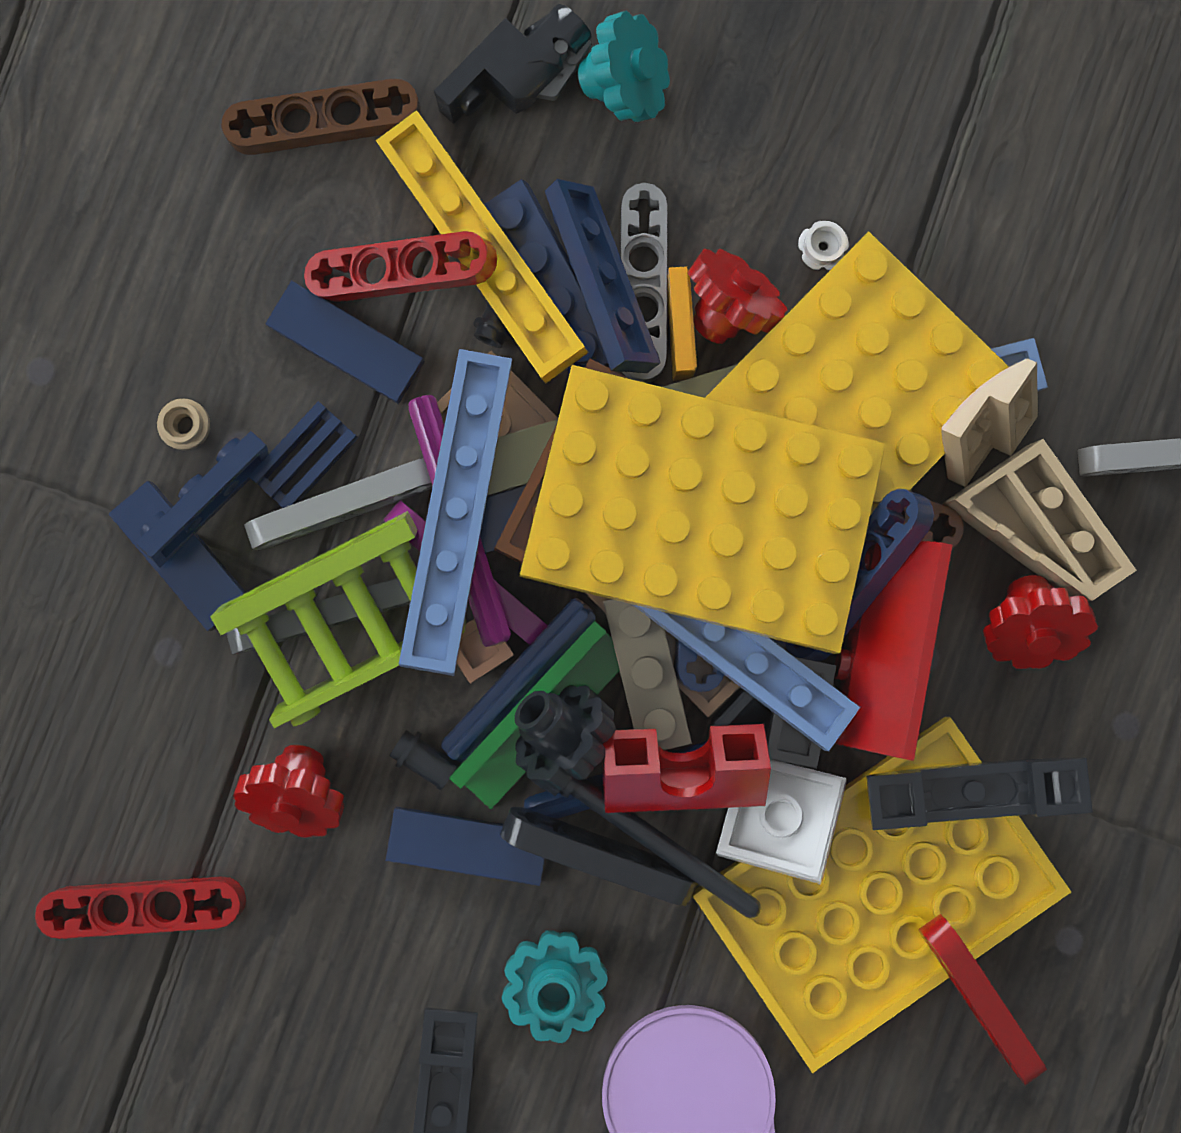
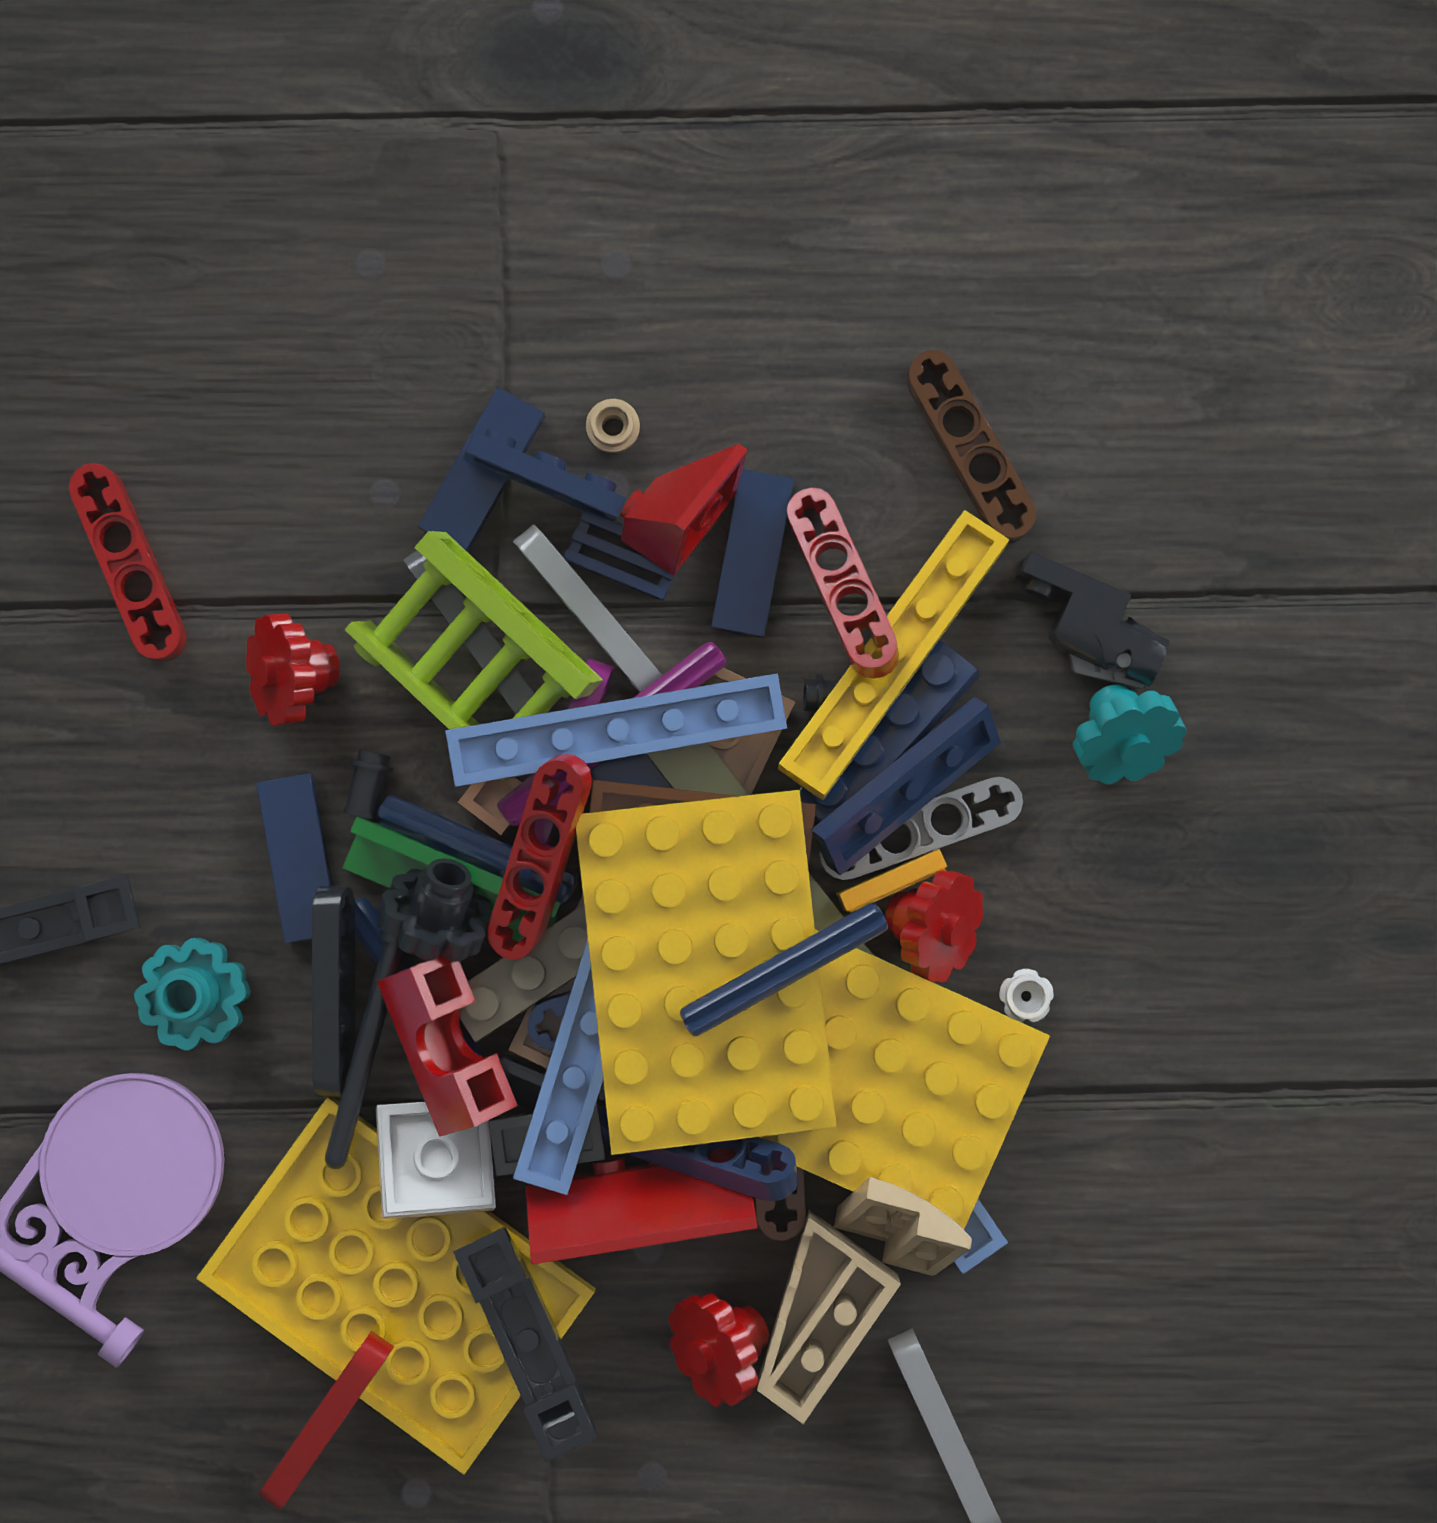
camera: 70 degrees right, 0 degrees up
(277, 384) = (682, 507): none -> red slope
(550, 618) = (534, 855): none -> red beam
(730, 435) = (783, 969): none -> dark blue axle

